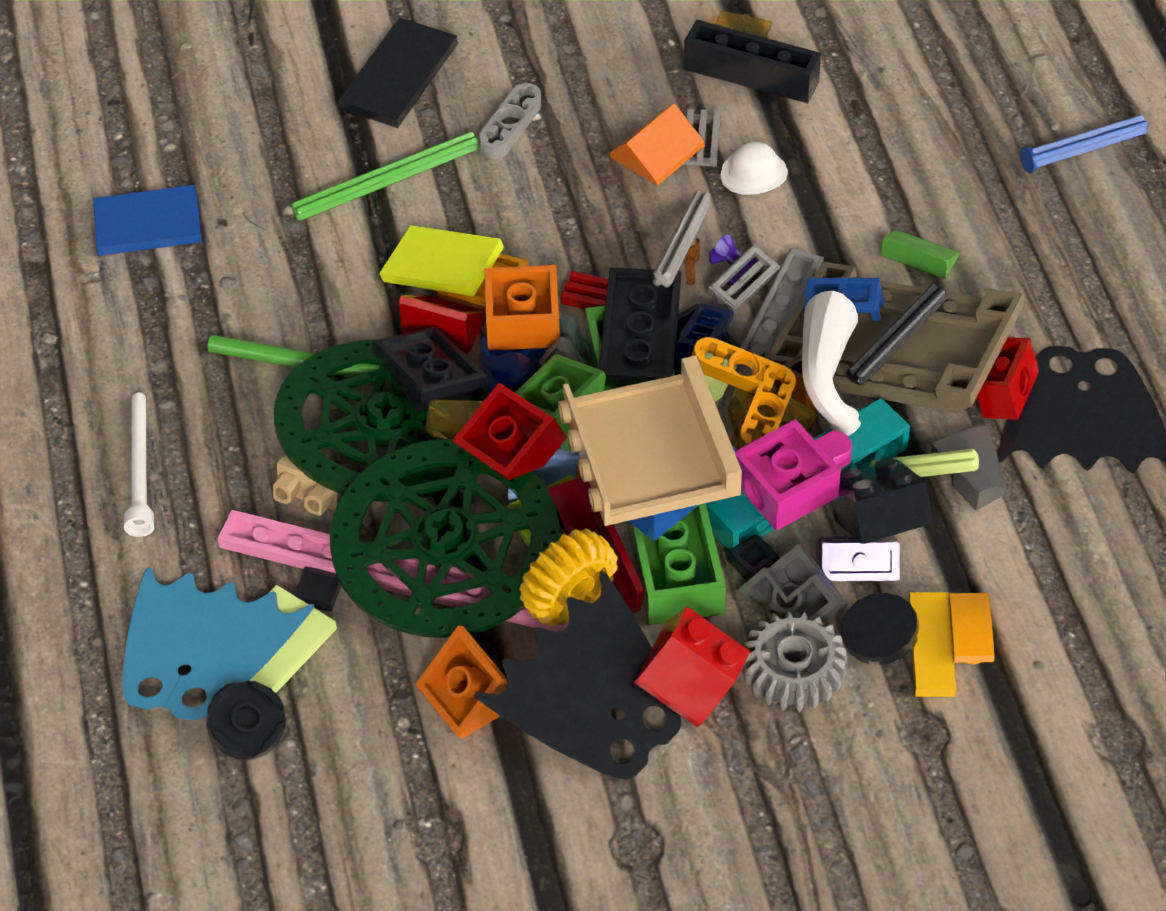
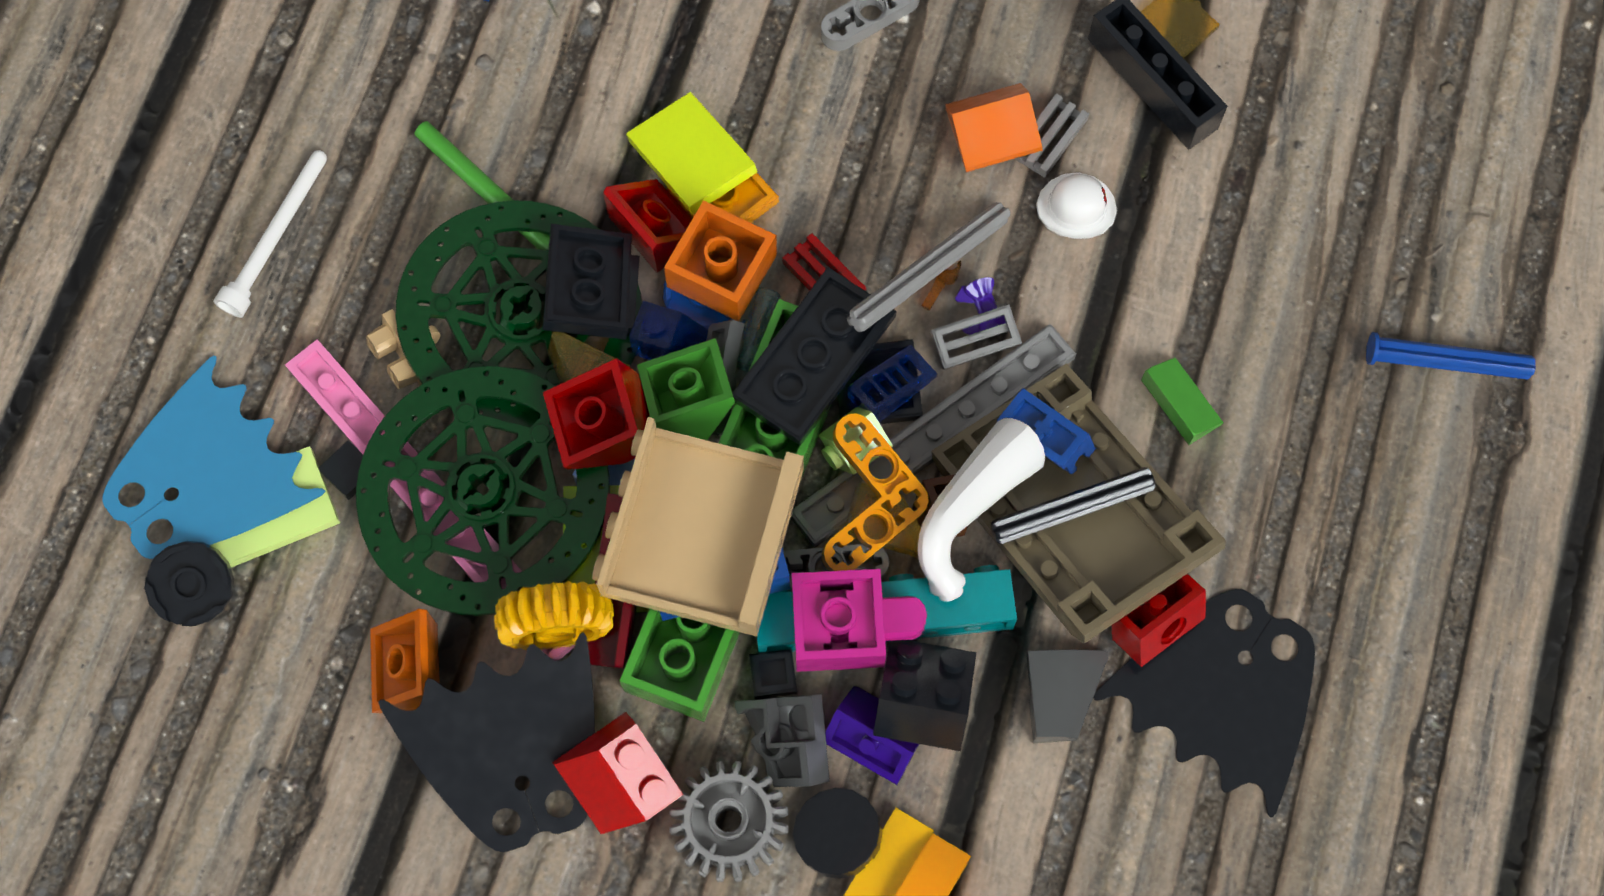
camera: 30 degrees right, 20 degrees up
(384, 176) = (706, 16): bright green axle -> none
(941, 462) = (1007, 674): yellowish green axle -> none

